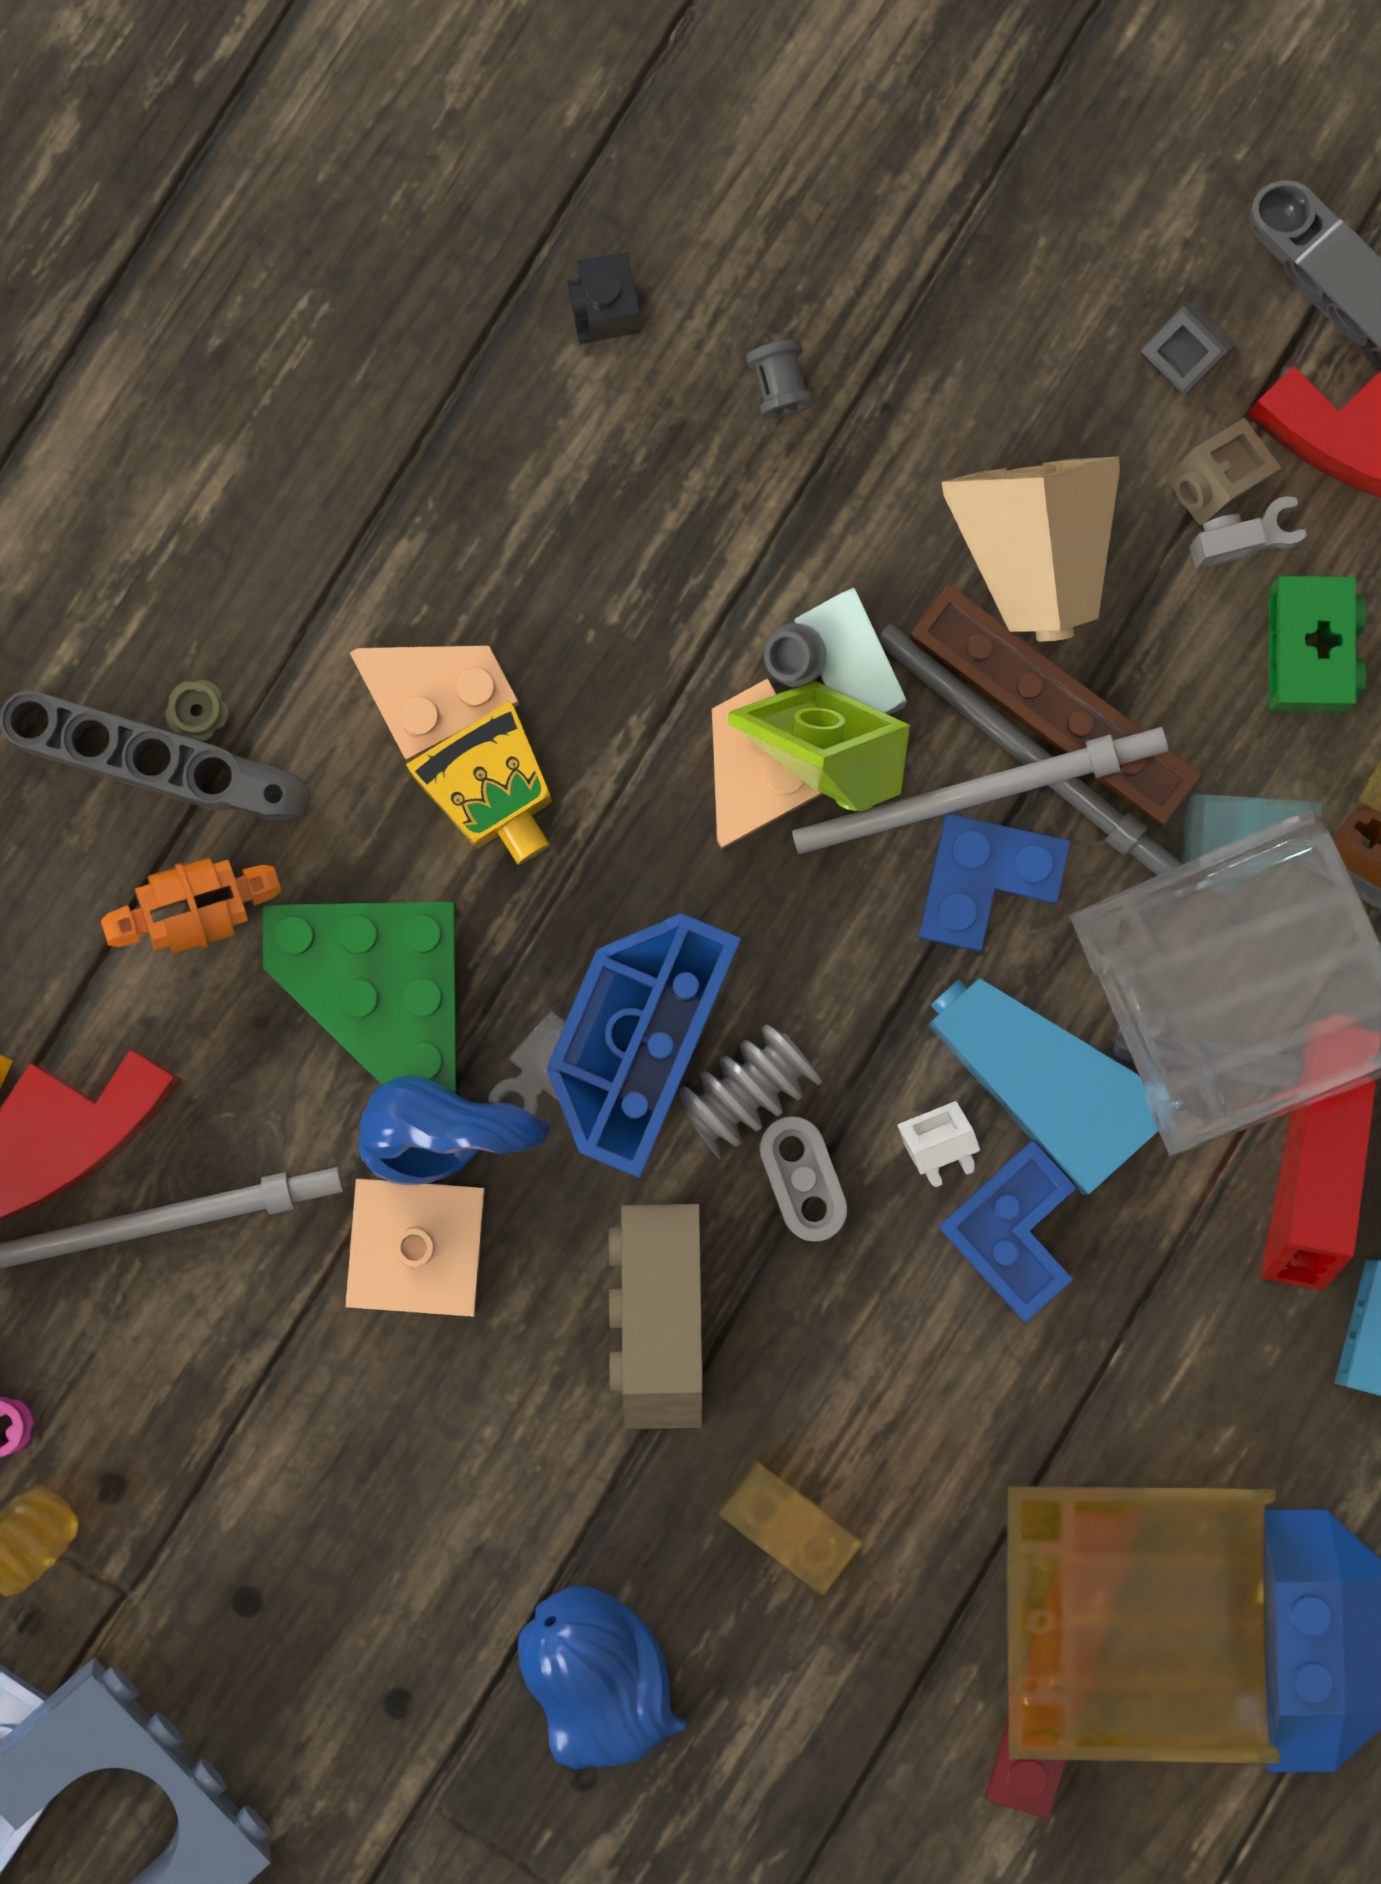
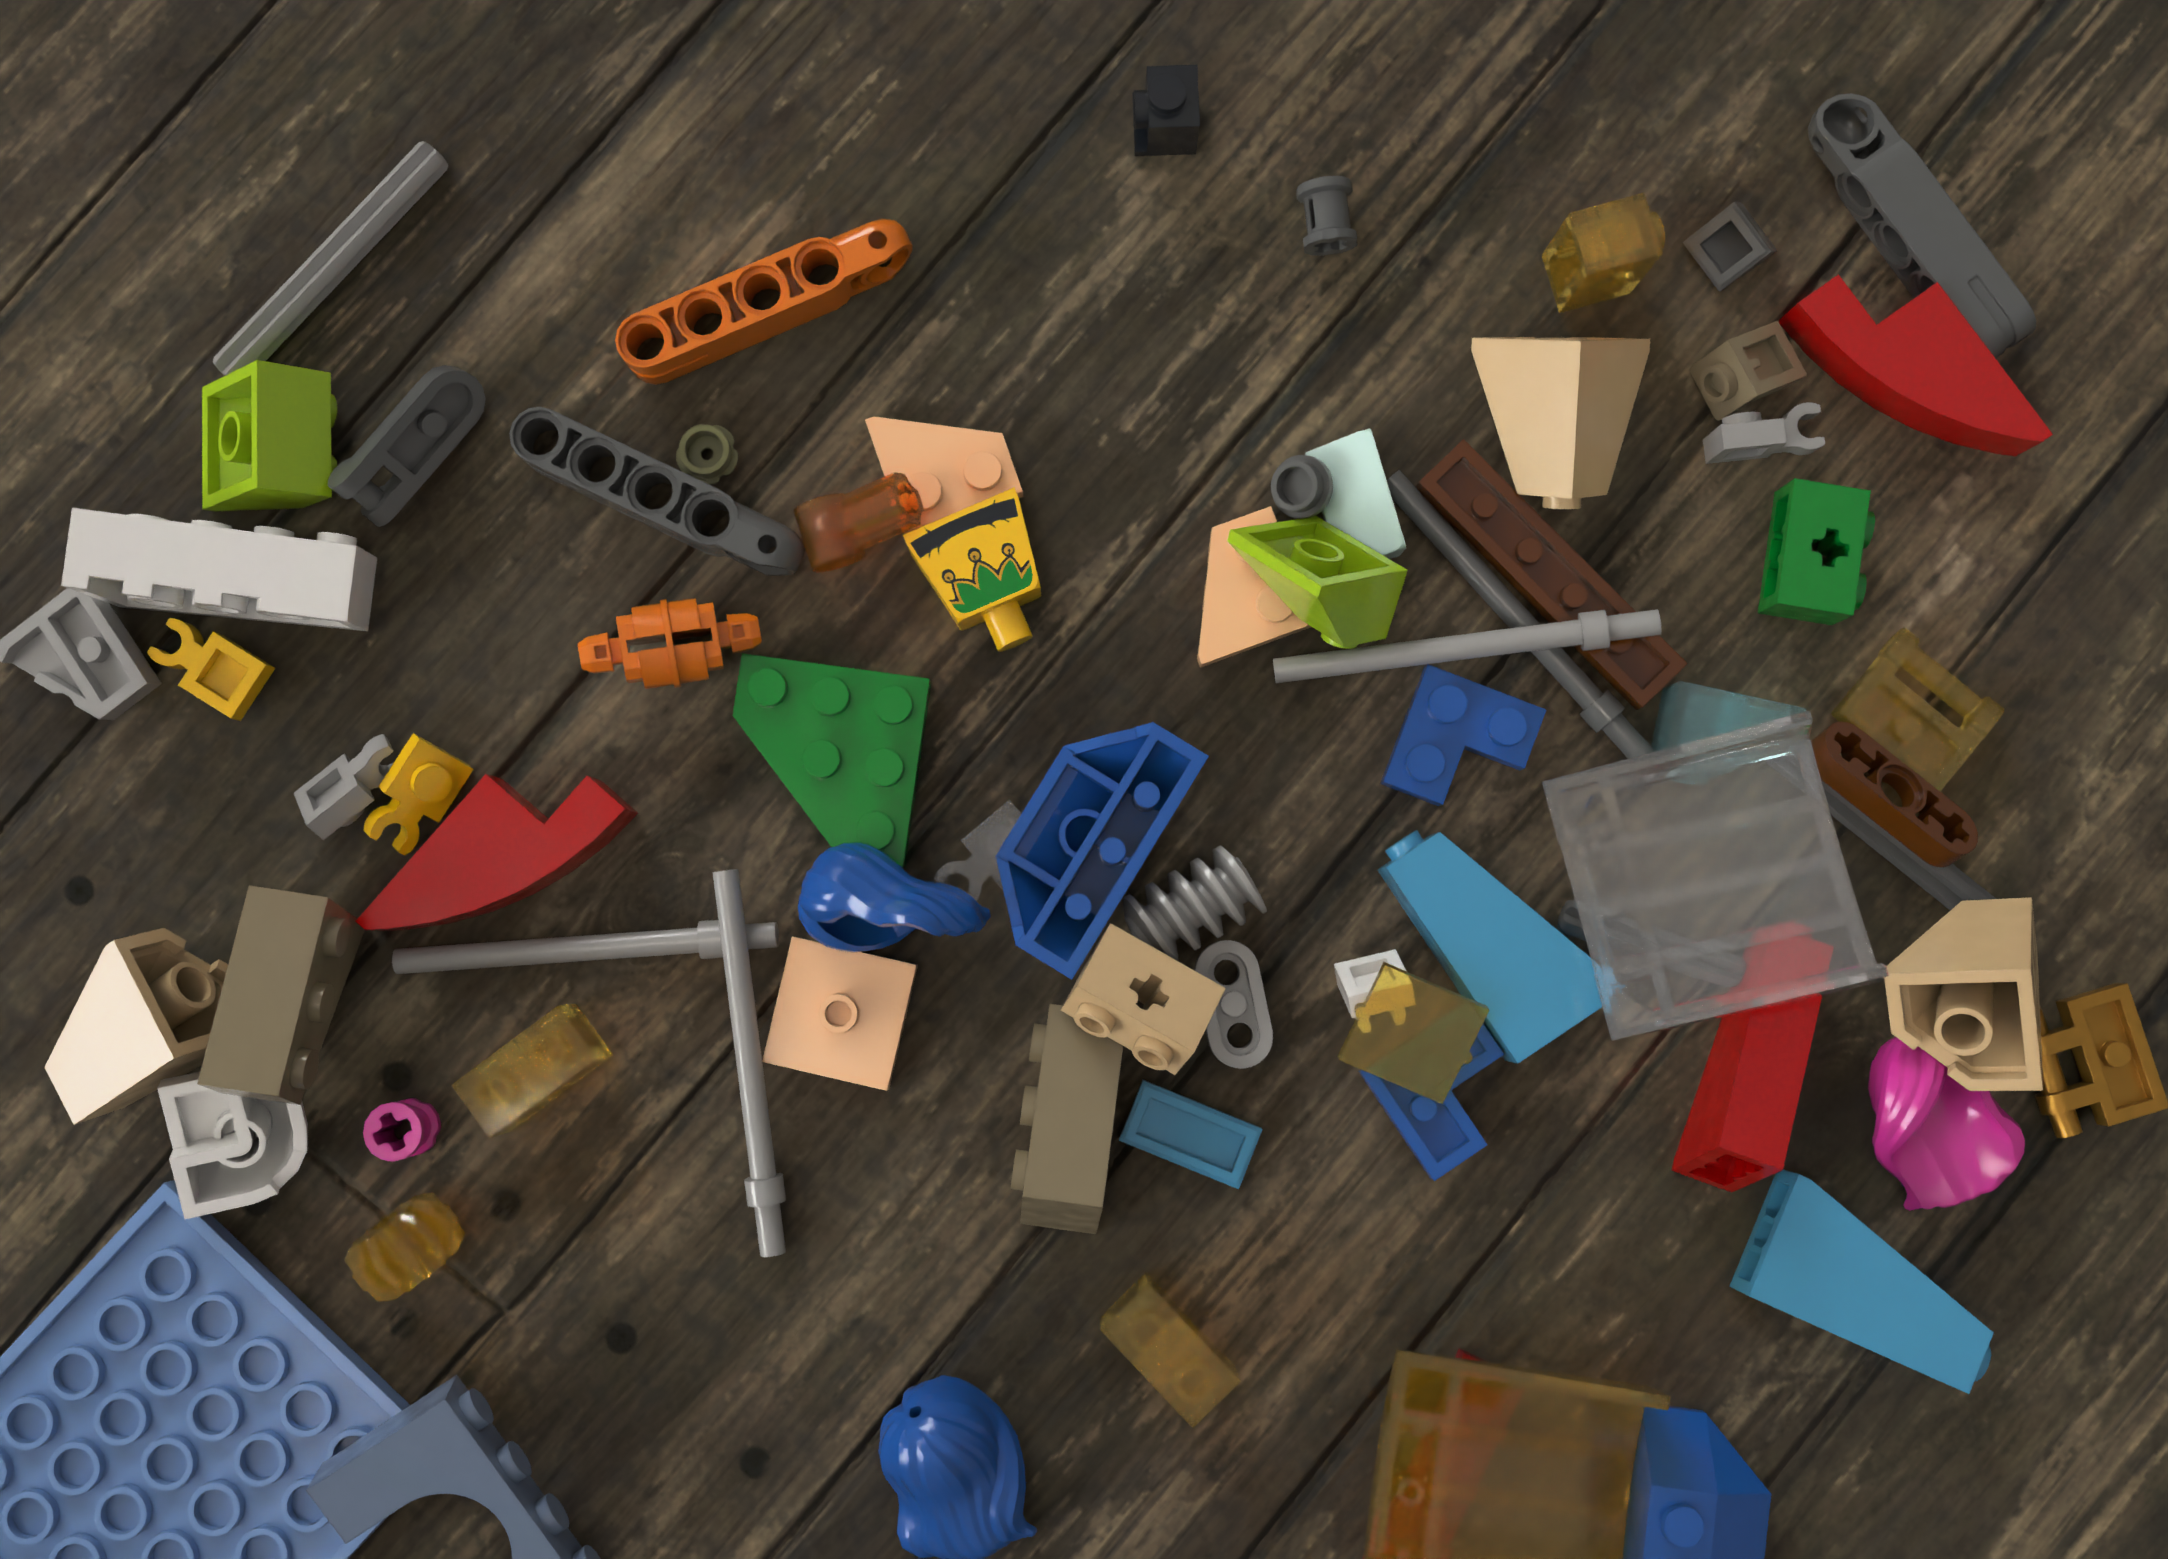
camera: 10 degrees right, 0 degrees up
(120, 1348) = (532, 1070): none -> clear yellow brick
(266, 543) = (787, 271): none -> orange piece
(346, 761) = (844, 525): none -> clear orange piece
(366, 1430) = (764, 1186): none -> light grey bar
(695, 1160) = (1173, 995): none -> tan brick
(780, 1314) = (1190, 1134): none -> dark azure tile
(982, 1179) = (1413, 1033): none -> clear yellow piece
(1058, 379) = (1603, 252): none -> clear yellow brick

